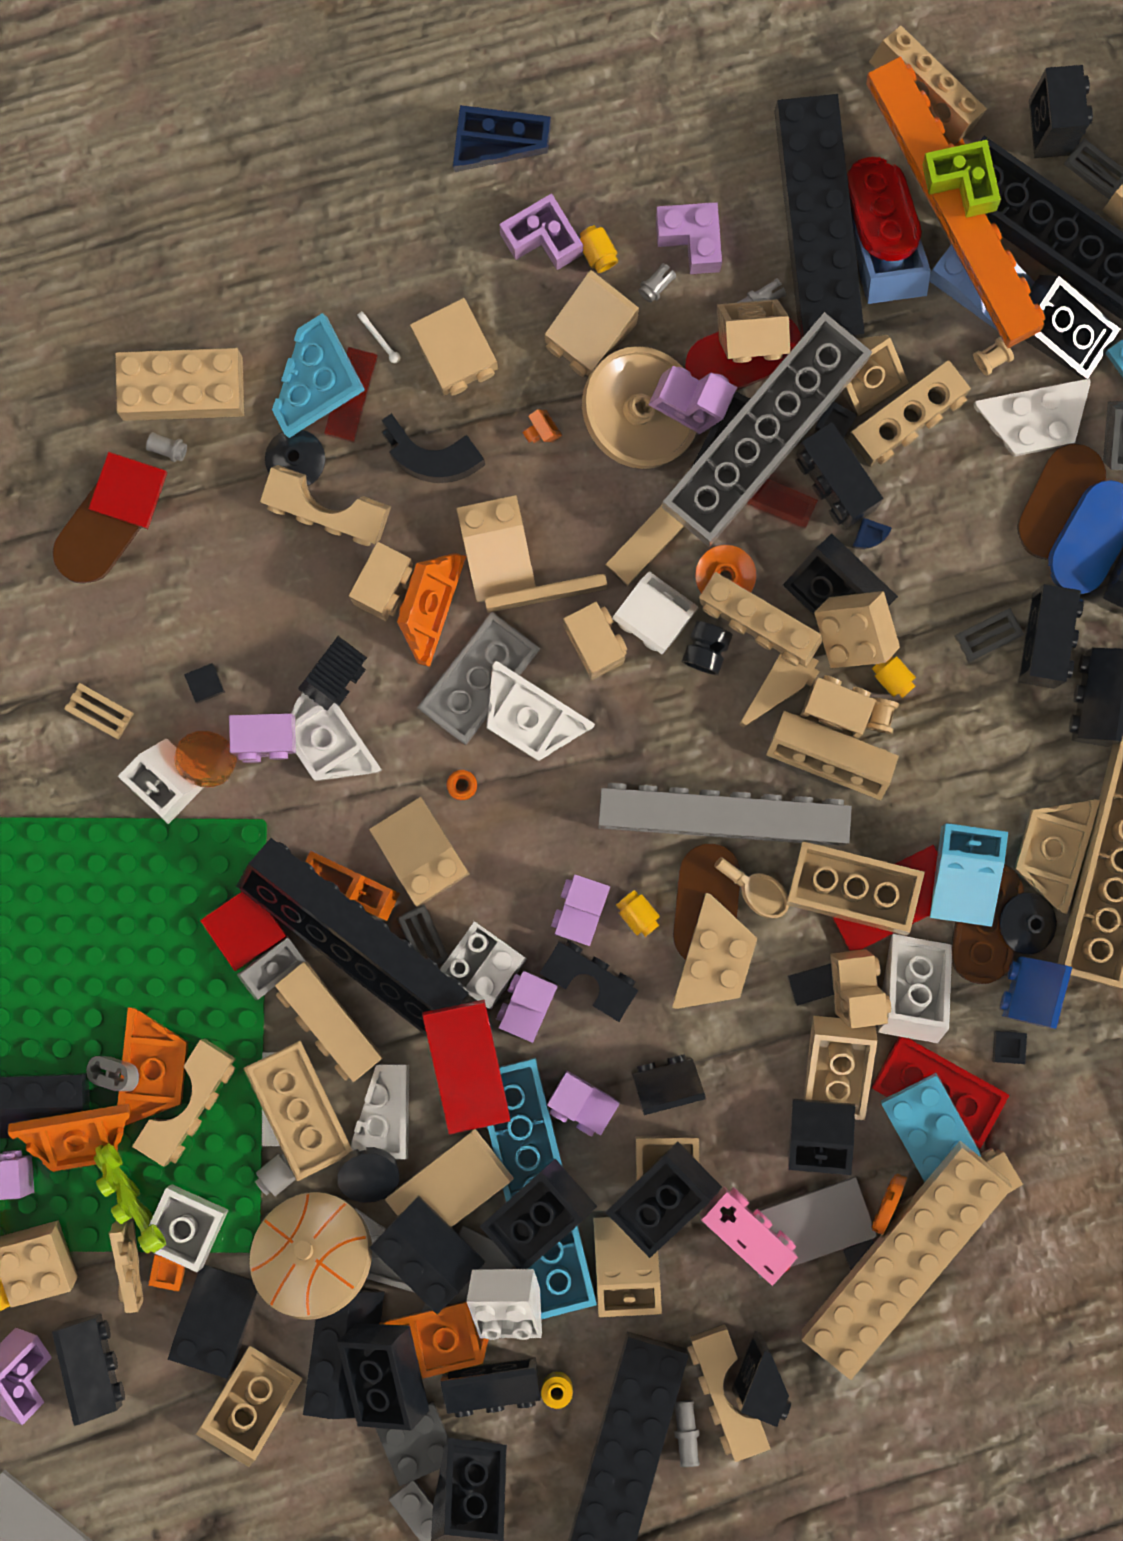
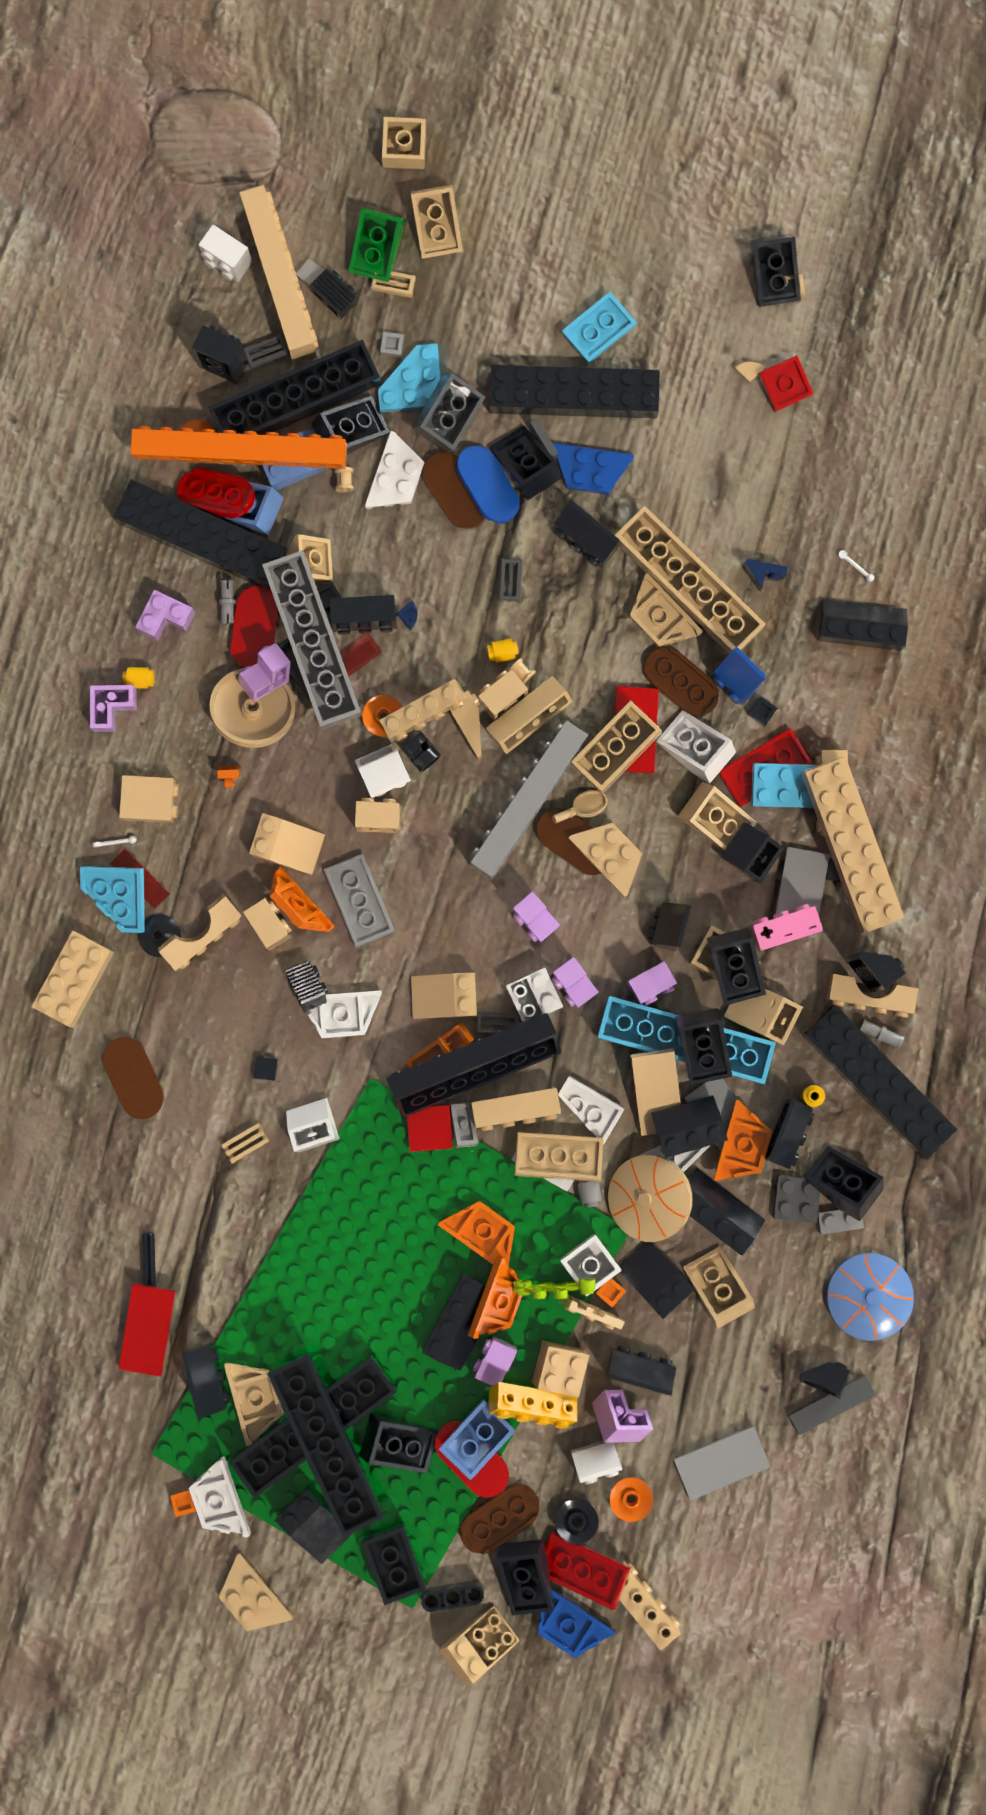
camera: 65 degrees left, 0 degrees up
(114, 1068) = (469, 1253): light grey beam -> none
(128, 490) = (120, 1048): red tile -> none
(163, 1137) = (528, 1247): tan arch -> none
(168, 447) = (106, 1009): light grey pin -> none
(204, 758) = (313, 1093): clear orange tile -> none
(262, 736) = (319, 1049): lavender brick -> none
(368, 1175) = (621, 1136): black tile -> none
(383, 1376) = (746, 1193): black brick -> none
(432, 465) = (214, 853): black arch -> none
(462, 775) = (418, 940): orange plate -> none
(466, 1066) = (591, 1038): red tile -> none
(498, 137) = (34, 697): dark blue wedge -> none
(505, 1303) = (744, 1095): white slope -> none
(529, 715) = (400, 882): white wing -> none
(546, 593) = (331, 829): tan tile -> none
(591, 324) = (184, 708): tan slope -> none
(614, 992) = (596, 927): black arch -> none
(638, 913) = (557, 885): yellow brick -> none
(644, 546) = (335, 752): tan tile -> none
(656, 283) = (180, 654): light grey pin -> none
(753, 330) = (246, 612): tan brick -> none
(811, 984) = (660, 800): black tile -> none
(832, 573) = (432, 653): black slope -> none
(856, 991) = (677, 782): tan brick -> none
(857, 629) = (463, 656): tan brick -> none
(888, 1203) = (814, 835): orange tile -> none
(943, 380) = (342, 517): tan brick -> none
(948, 97) = (173, 414): tan brick -> none
(964, 168) = (228, 428): lime brick -> none
(968, 874) = (646, 675): medium azure slope -> none
(1016, 923) = (690, 663): black dish -> none
(1050, 636) = (533, 544): black brick -> none

